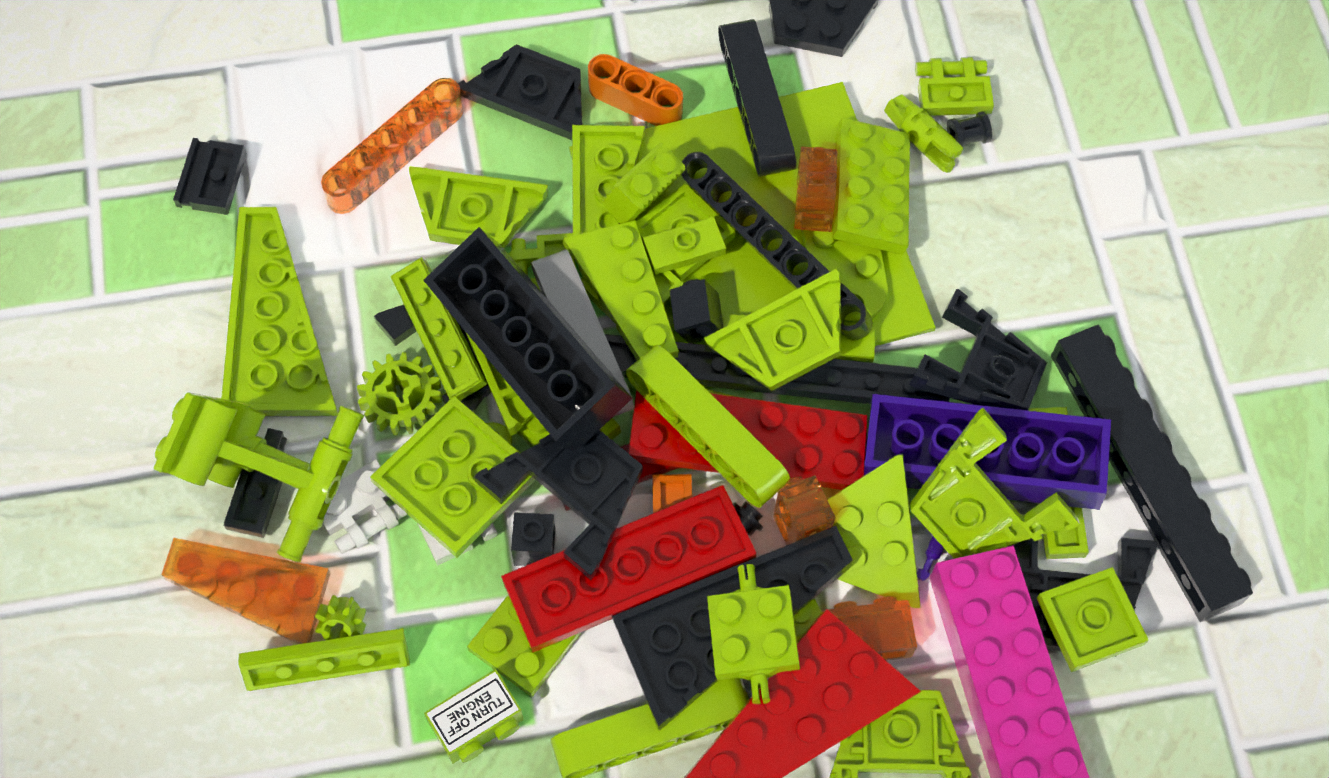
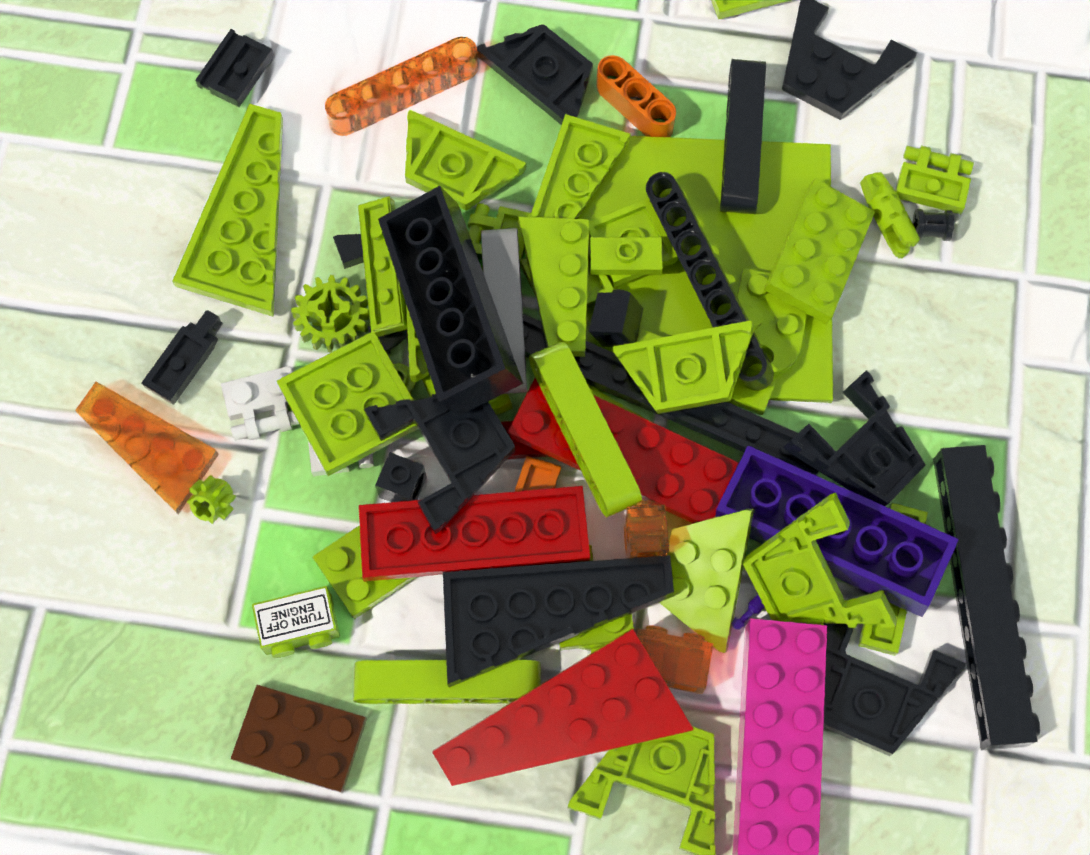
camera: 20 degrees right, 5 degrees up
(219, 438) = (159, 311): lime plate -> none
(324, 659) = (186, 529): lime tile -> none
(643, 184) = (607, 188): lime brick -> none
(749, 517) = (597, 522): black plate -> none
(753, 633) = (559, 629): lime plate -> none
(816, 189) = (764, 239): clear orange brick -> none
(1092, 619) = (876, 716): lime plate -> none

